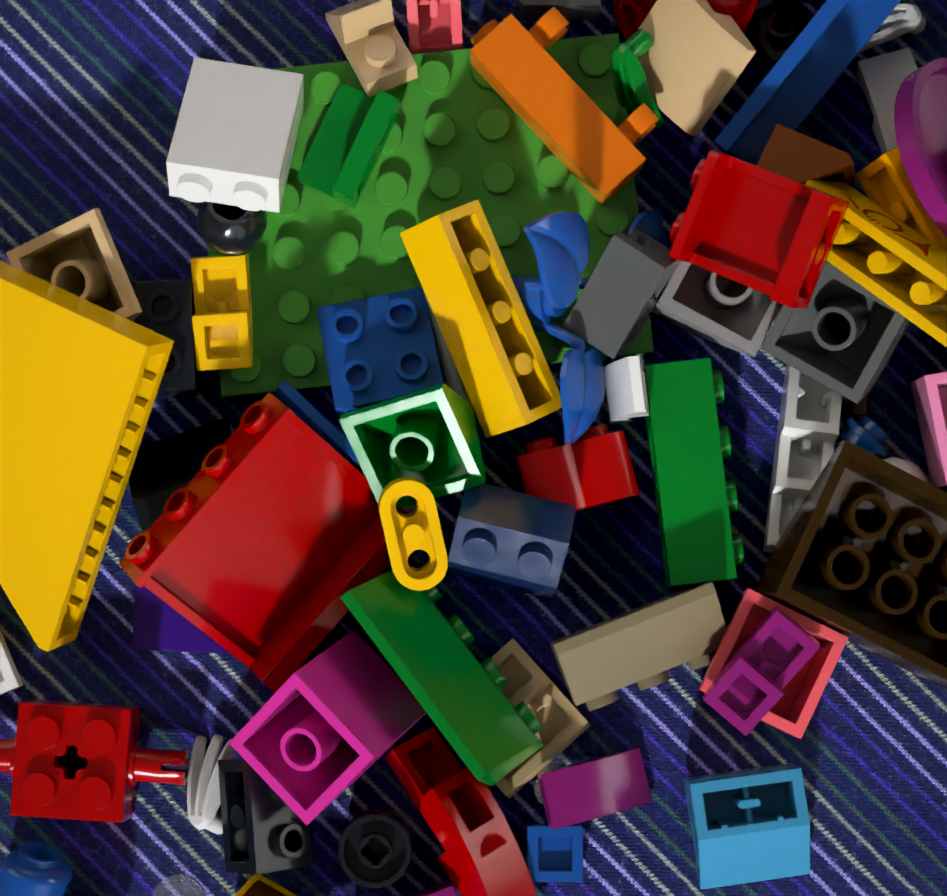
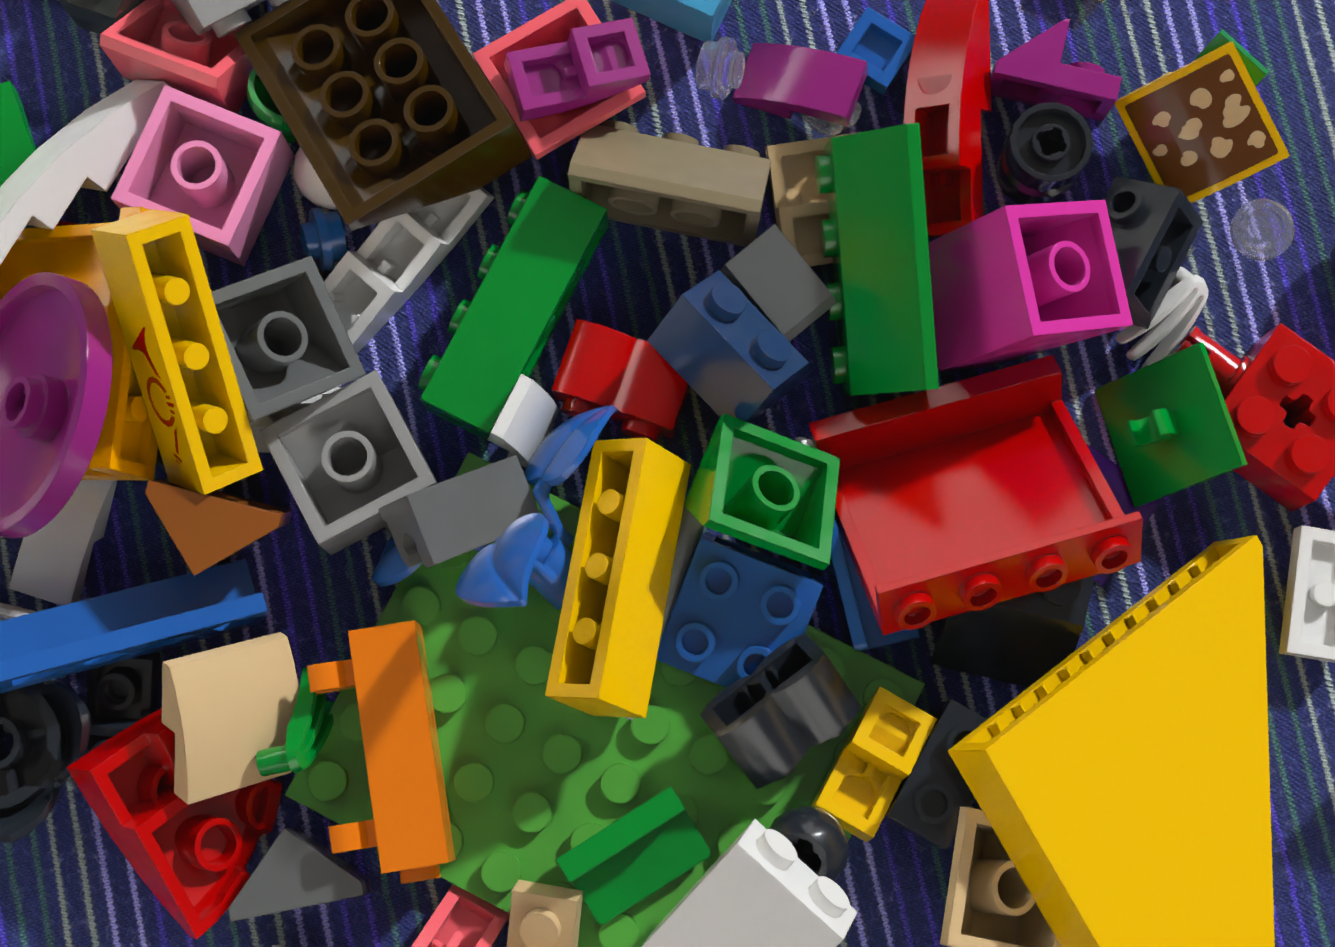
camera: 150 degrees left, 5 degrees down
(158, 695) = (1170, 425): none -> green piece
(309, 301) = (781, 711): none -> black brick
(413, 532) = (823, 413): yellow plate -> none
(510, 611) = (779, 283): none -> dark grey slope
(663, 761) = (720, 67): none -> clear plate
(757, 228) = (287, 476): red panel -> none

